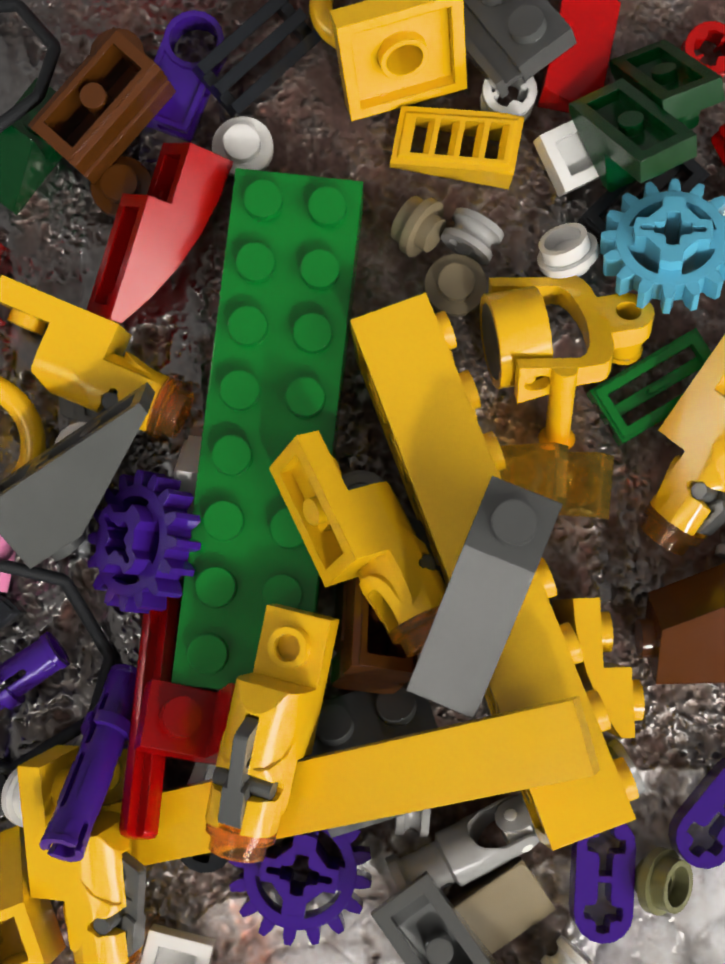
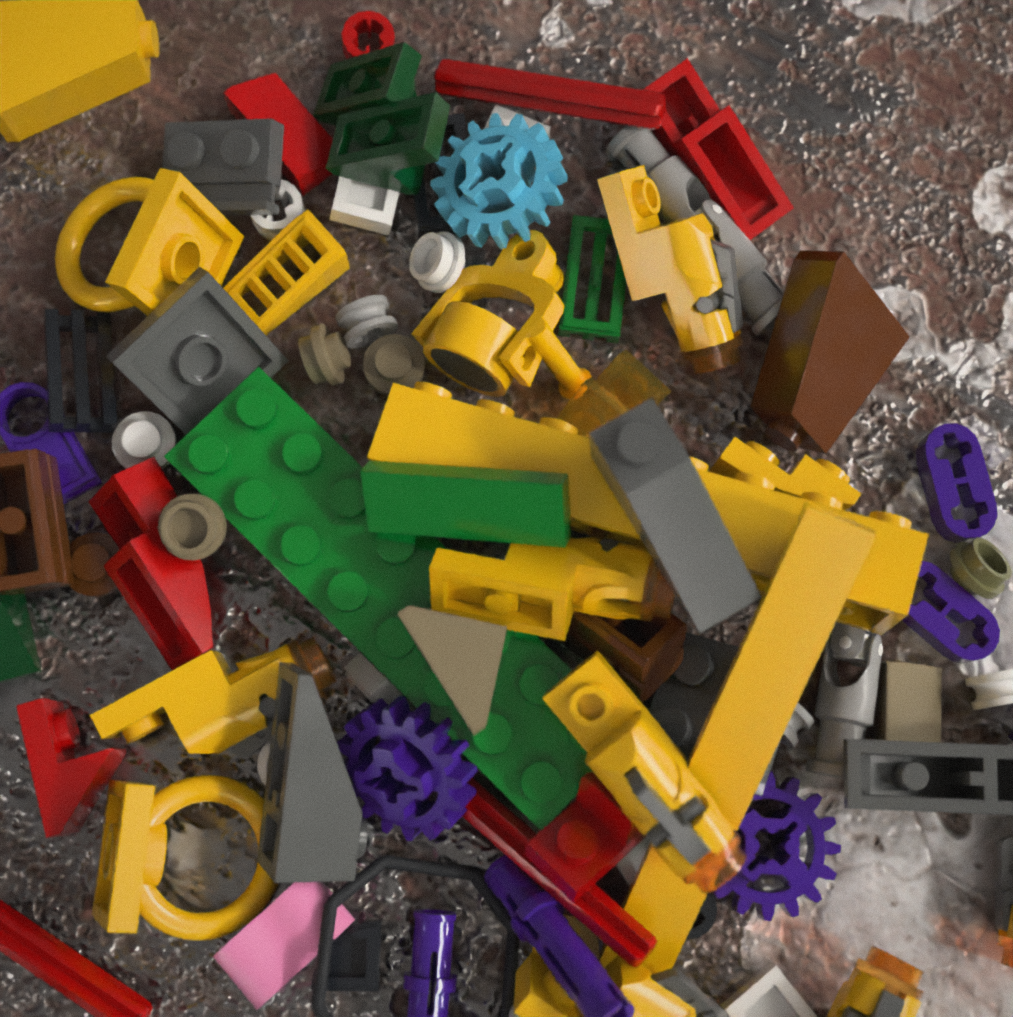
camera: 60 degrees left, 5 degrees down
(198, 233) = (192, 526): none -> dark tan plate
(247, 518) = (462, 656): none -> dark tan slope
(338, 124) = (194, 351): none -> dark grey plate
(373, 426) = (467, 503): none -> green tile

